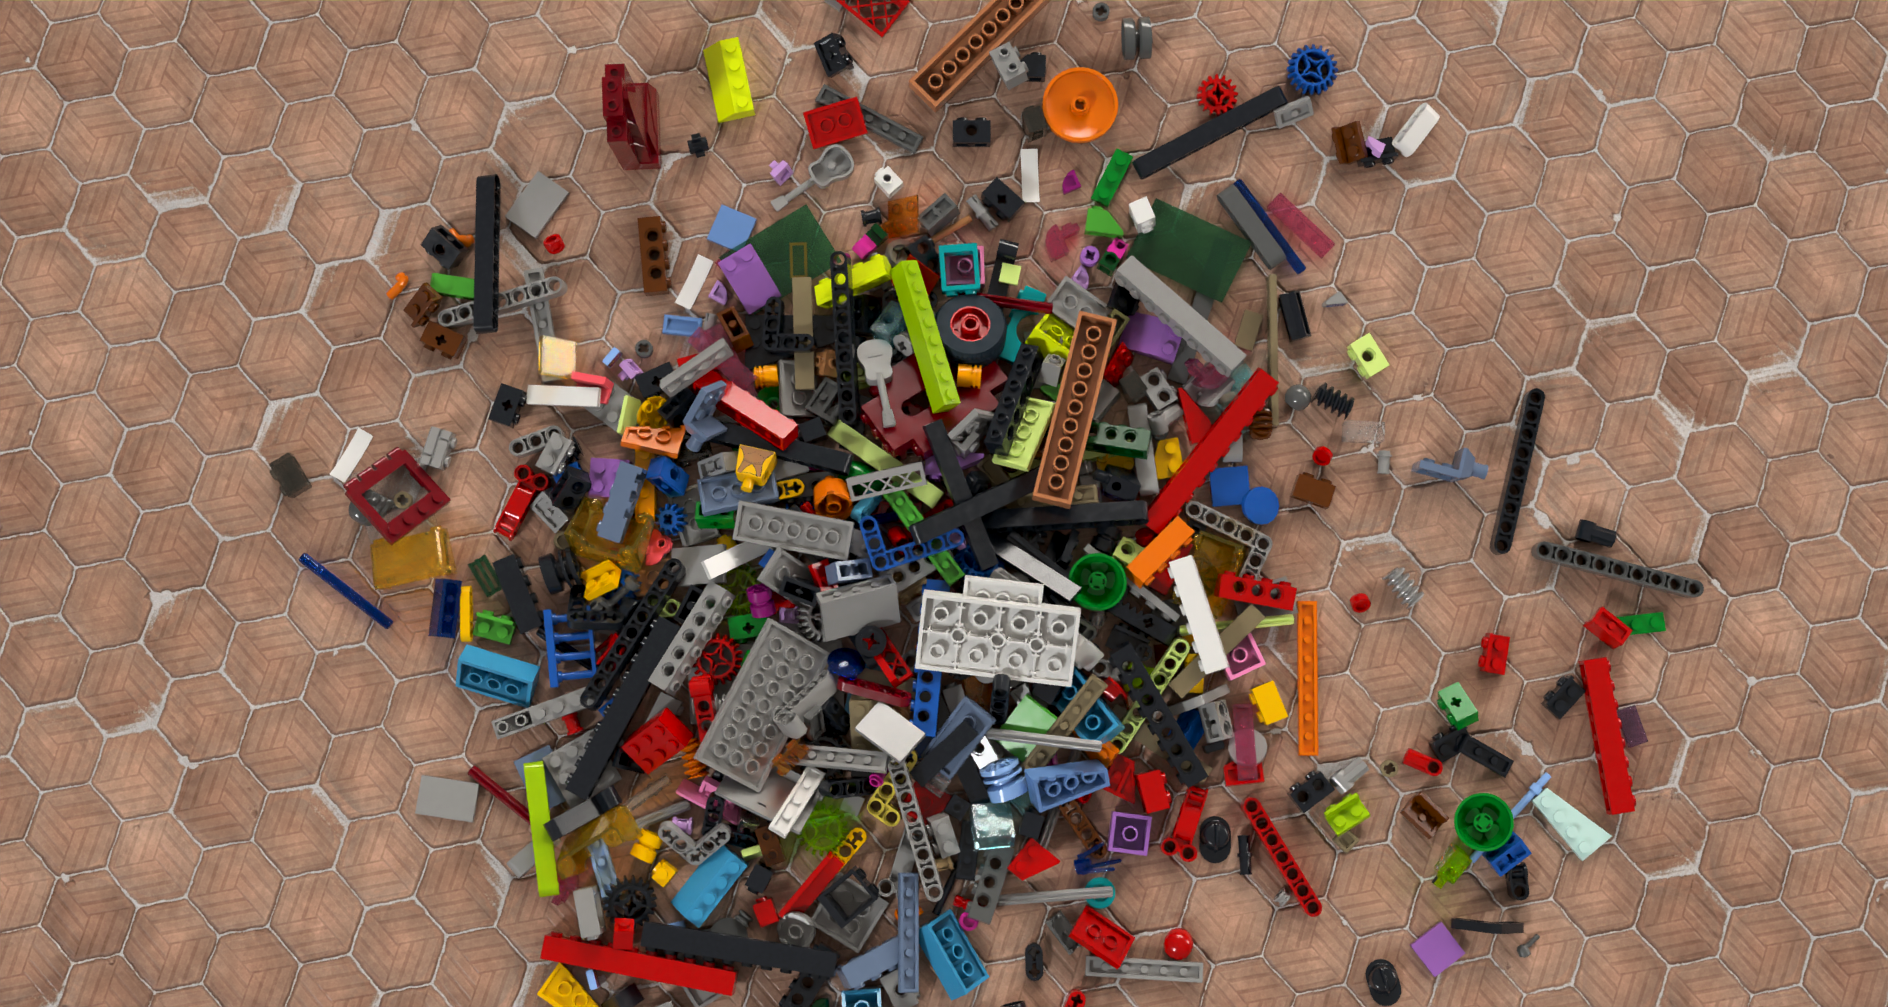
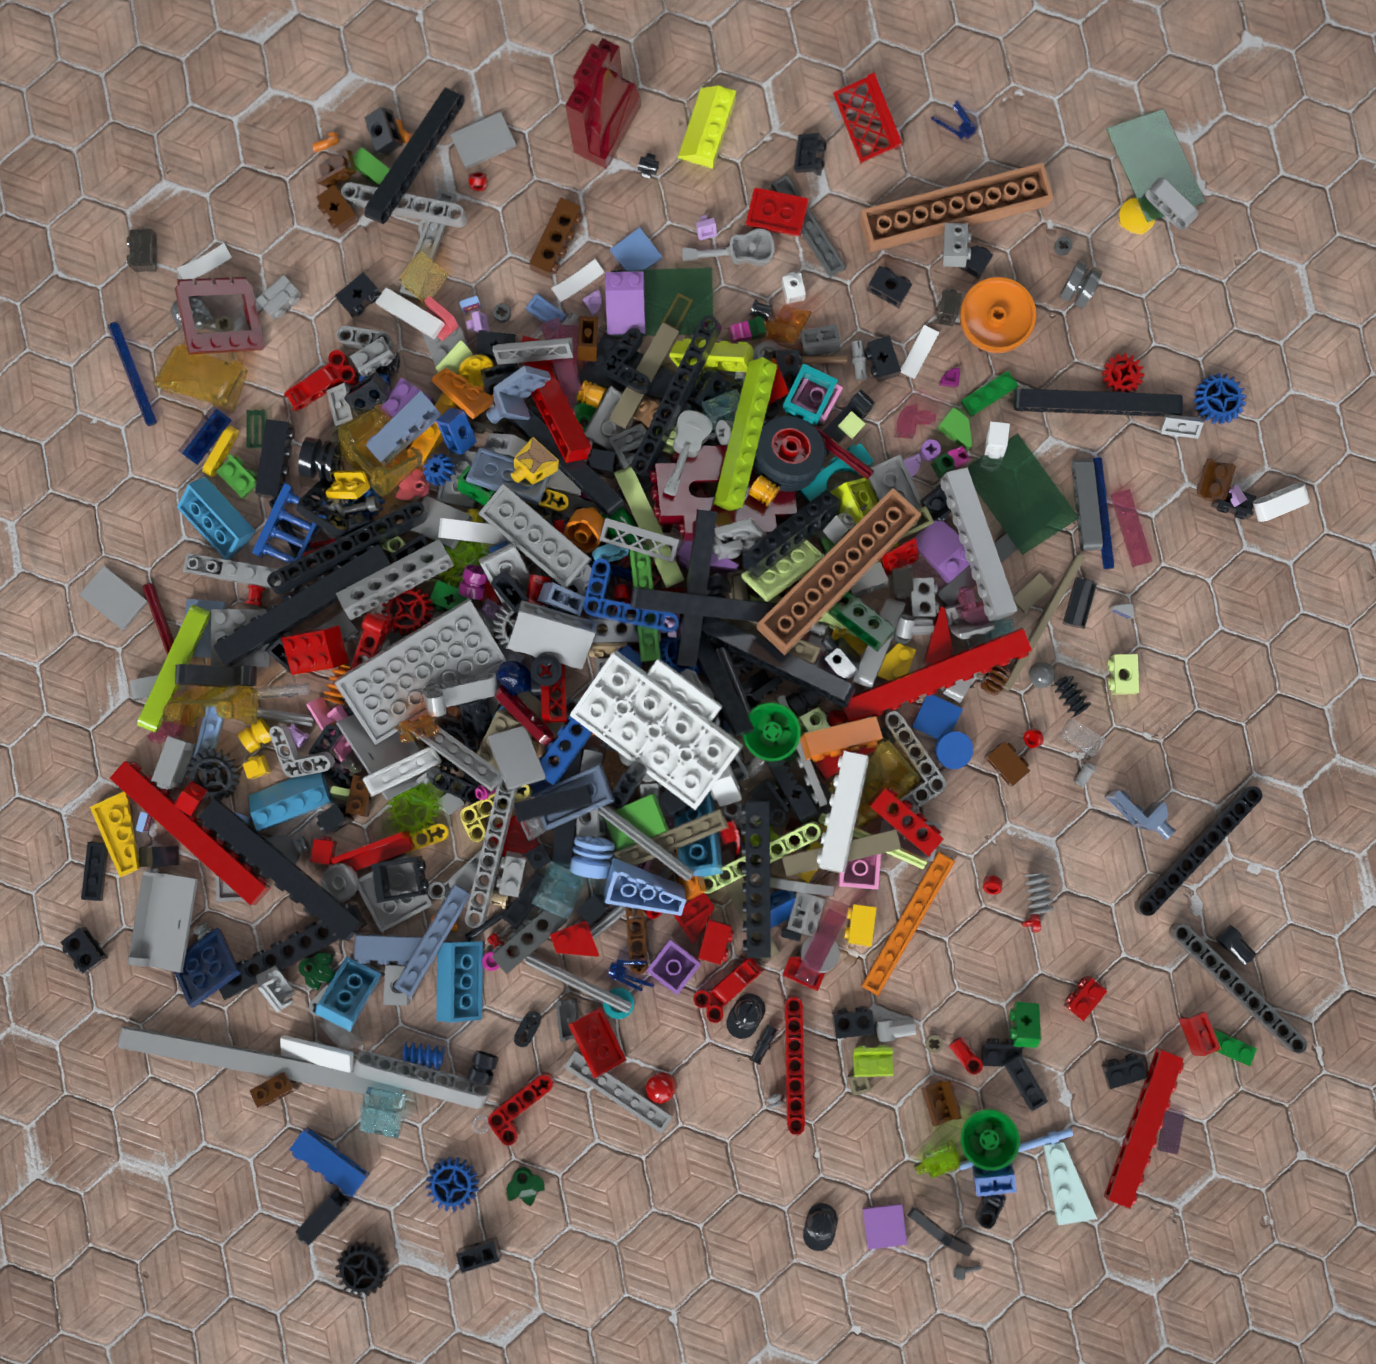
camera: 35 degrees right, 0 degrees up
(815, 723) = (457, 713): dark grey tile -> none
(1414, 614) = (1034, 923): none -> red tile

